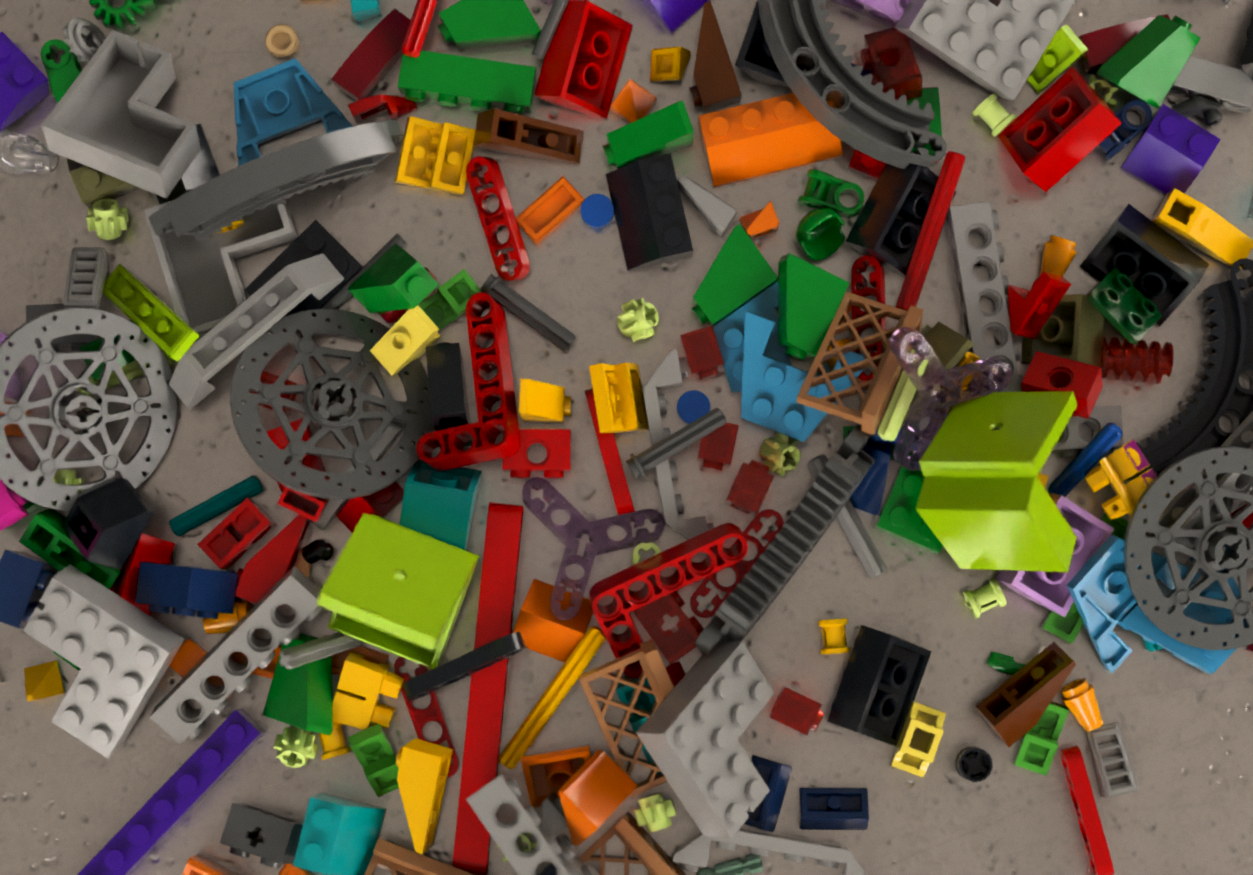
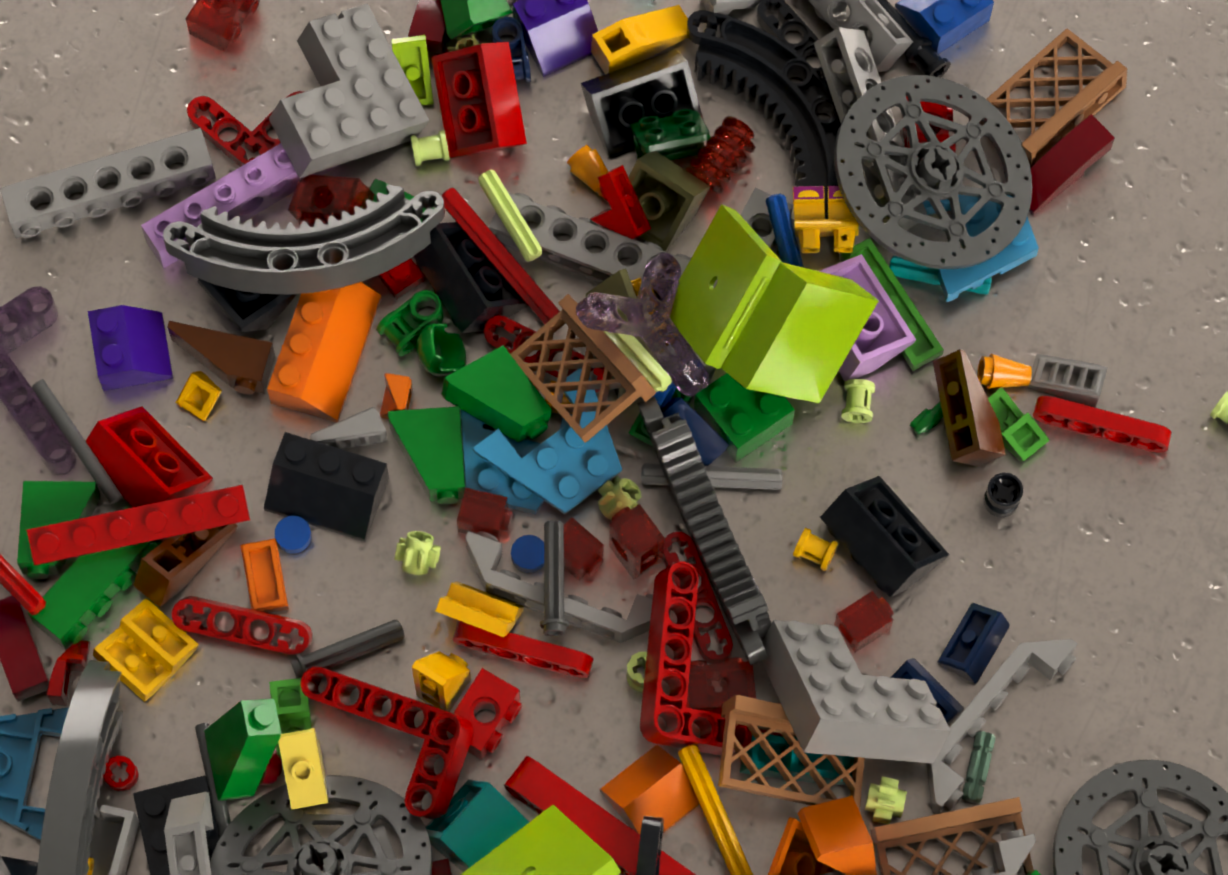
camera: 65 degrees left, 15 degrees down
(333, 207) = (131, 769): none -> red bush
(447, 387) = (371, 758): black slope -> none
(522, 88) = (138, 524): none -> red plate
(576, 528) = (577, 726): piece -> none
(633, 102) = (216, 444): orange slope -> none
(650, 136) = (257, 441): green slope -> none
(918, 739) = (954, 528): light yellow brick -> none
(968, 218) = (510, 215): none -> yellowish green axle
(1050, 372) = (694, 219): red brick -> none
(1105, 597) = (917, 294): dark azure wing -> none

